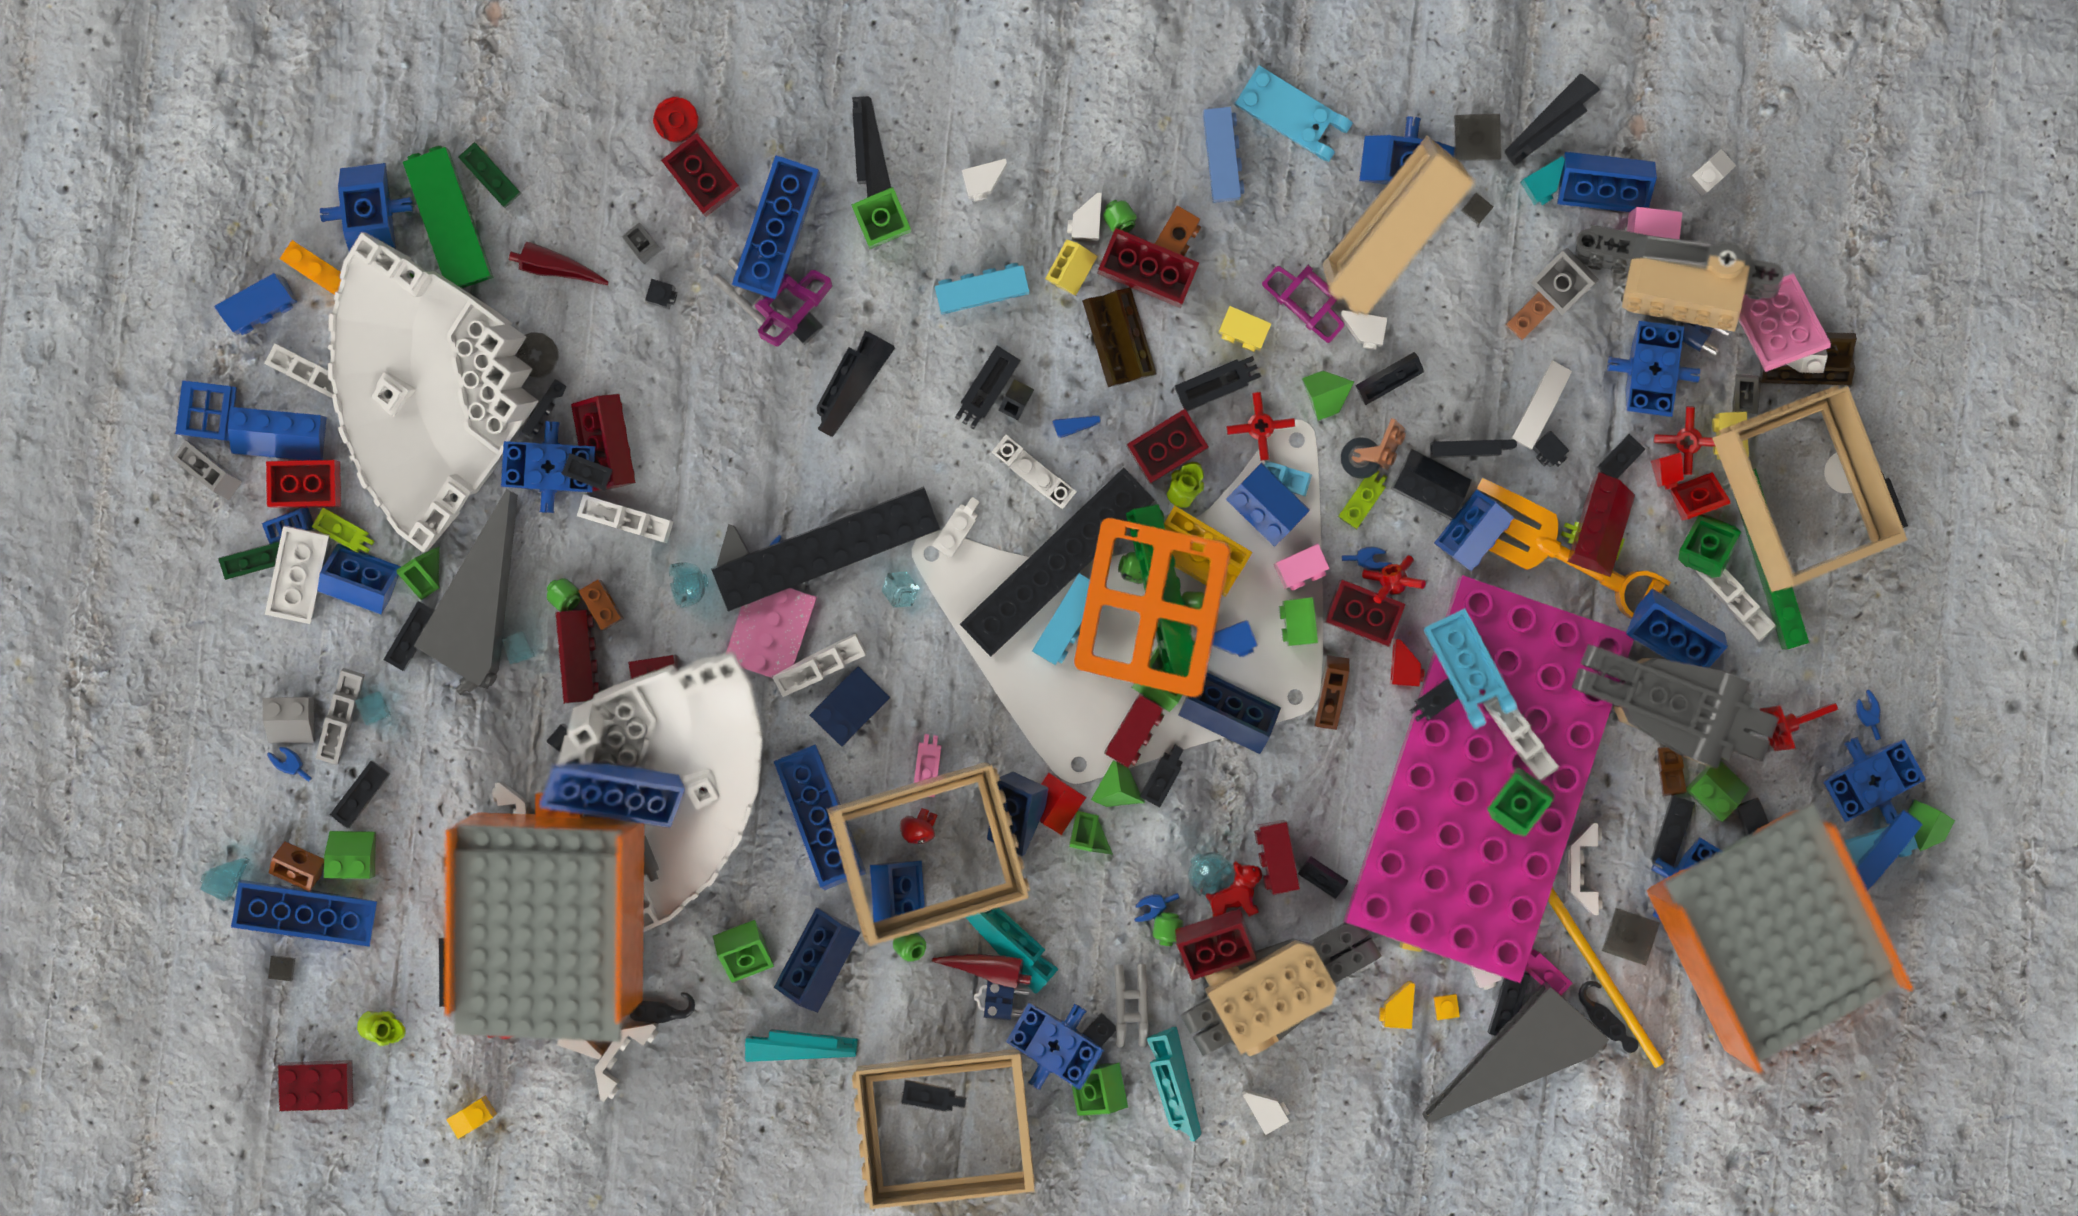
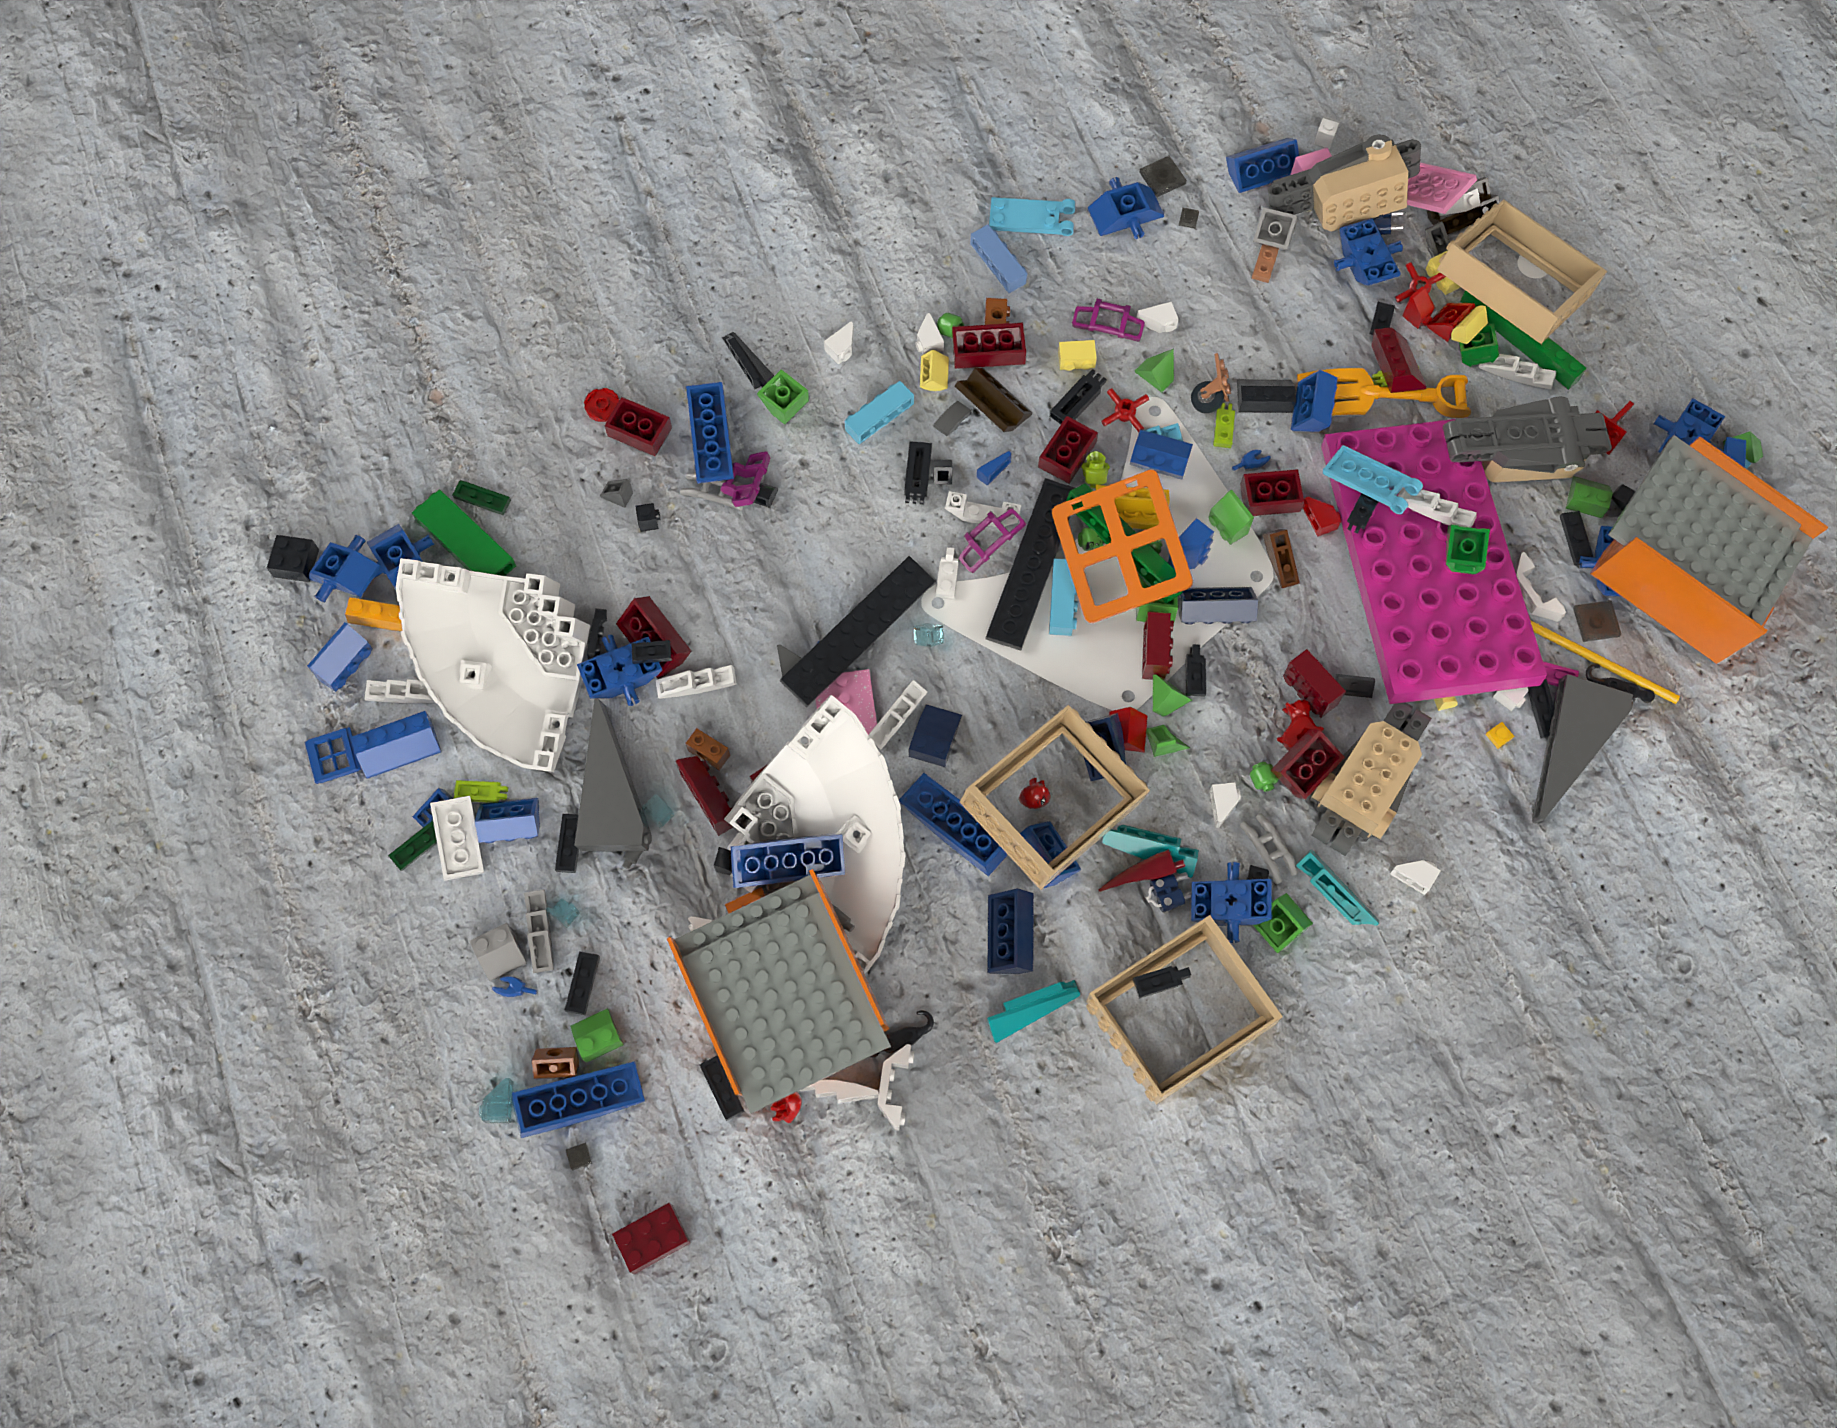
camera: 30 degrees left, 20 degrees down
(207, 470) = (355, 796): light grey slope -> none
(251, 151) = (292, 558): none -> black brick
(298, 200) = (343, 570): none -> blue slope
(303, 484) = (433, 768): red brick -> none
(380, 1027) = (684, 1161): lime head -> none
(422, 573) = (555, 793): bright green slope -> none
(471, 1116) = (794, 1199): yellow slope -> none
(546, 262) = (551, 537): dark red piece -> none
(549, 355) = (582, 597): clear smoke plate -> none
(563, 595) = (671, 753): bright green head -> none
(687, 584) = (766, 703): clear light blue cylinder -> none
(742, 951) = (949, 954): bright green slope -> none
(851, 381) = (817, 512): black wedge -> none
(910, 947) = (1076, 883): bright green head -> none
(927, 759) = (1013, 740): bright pink hinge -> none
(1040, 521) = (985, 555): none -> magenta bar
(1061, 337) = (950, 419): none -> dark grey slope
(1112, 933) = (1223, 800): none -> white slope
(1156, 904) = (1245, 766): blue hand -> none
(1207, 872) = (1268, 720): clear light blue cylinder -> none
(1301, 566) = (1210, 481): bright pink brick -> none
(1389, 378) = (1195, 341): black plate -> none
(1393, 579) = (1279, 459): red bar -> none
(1396, 226) = (1147, 219): tan door -> none
(1398, 1008) = (1468, 751): yellow slope -> none
(1471, 448) = (1277, 358): black hinge -> none
(1541, 405) = (1308, 311): white slope -> none
(1544, 182) = (1223, 181): teal slope -> none
(1550, 450) = (1332, 335): black brick -> none
(1556, 117) = (1207, 143): black wedge -> none
(1671, 772) = (1546, 496): reddish brown slope -> none
(1675, 632) = (1484, 400): blue slope -> none
(1710, 523) = (1470, 325): none -> light yellow brick
(1872, 716) = (1657, 400): blue hand -> none

